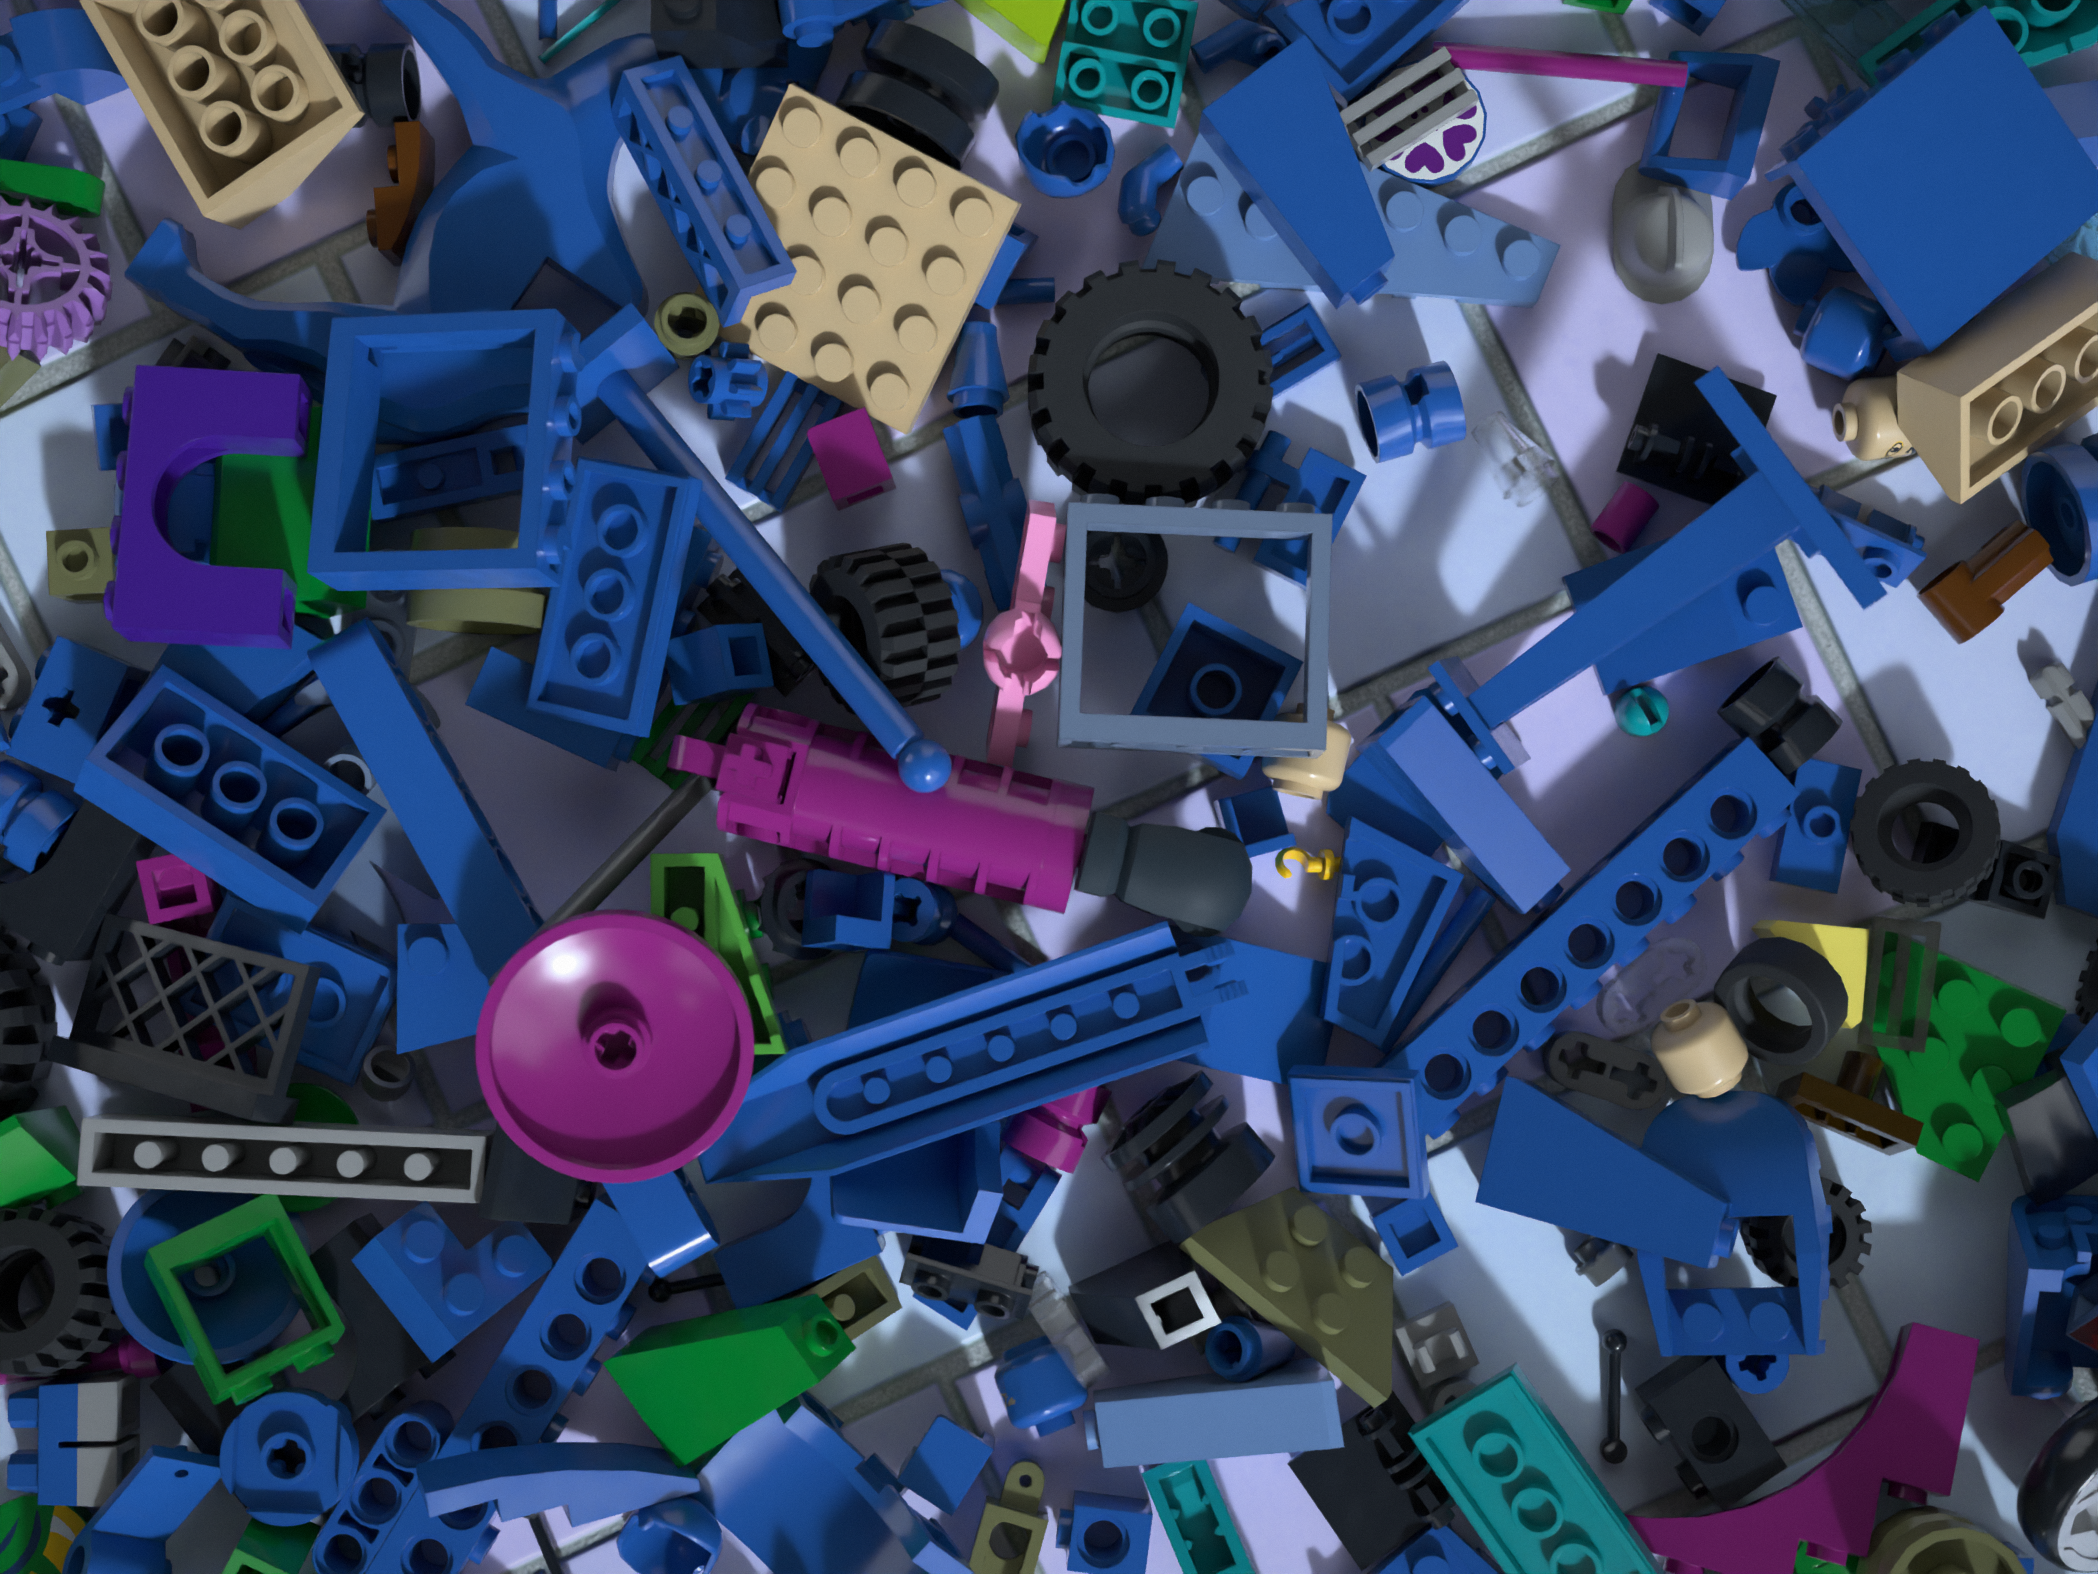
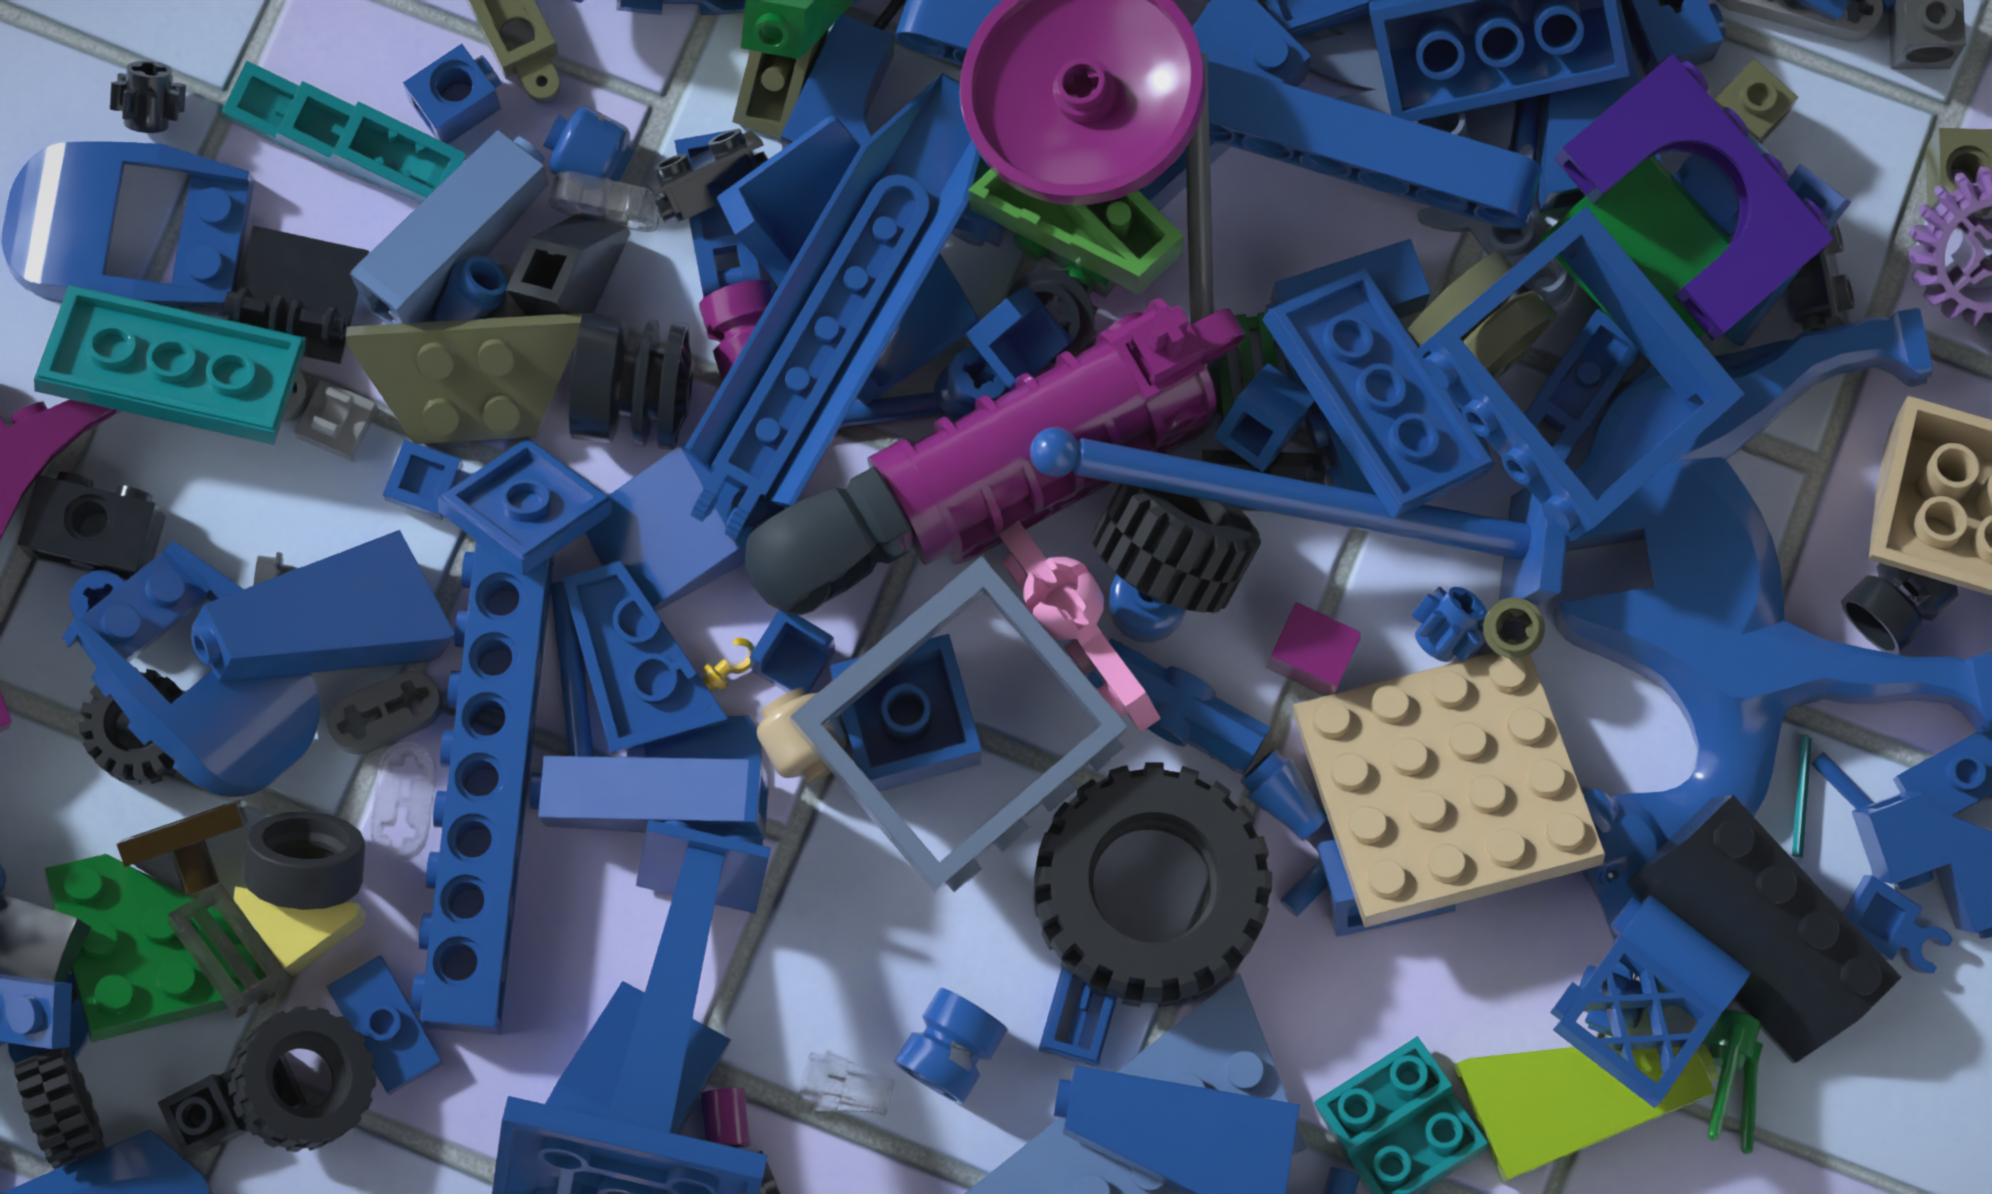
camera: 135 degrees right, 10 degrees down
(397, 207) = (1811, 571): reddish brown slope -> none
(699, 187) = (1596, 730): blue fence -> none
(762, 431) = (1361, 576): blue tile -> none
(920, 90) = (1509, 930): black wheel -> none
(945, 1463) = (607, 42): blue panel -> none
(1064, 150) = (1375, 1006): blue hair -> none
(1138, 583) = (1058, 724): black gear -> none
(1140, 187) = (1297, 1035): blue arm -> none
(1317, 482) = (959, 922): blue plate -> none
(1612, 1447) = (147, 464): black hinge -> none
(1631, 716) = (579, 1004): teal hinge -> none
(1699, 1048) = (332, 780): tan head -> none
(1779, 716) = (481, 1069): black wheel -> none

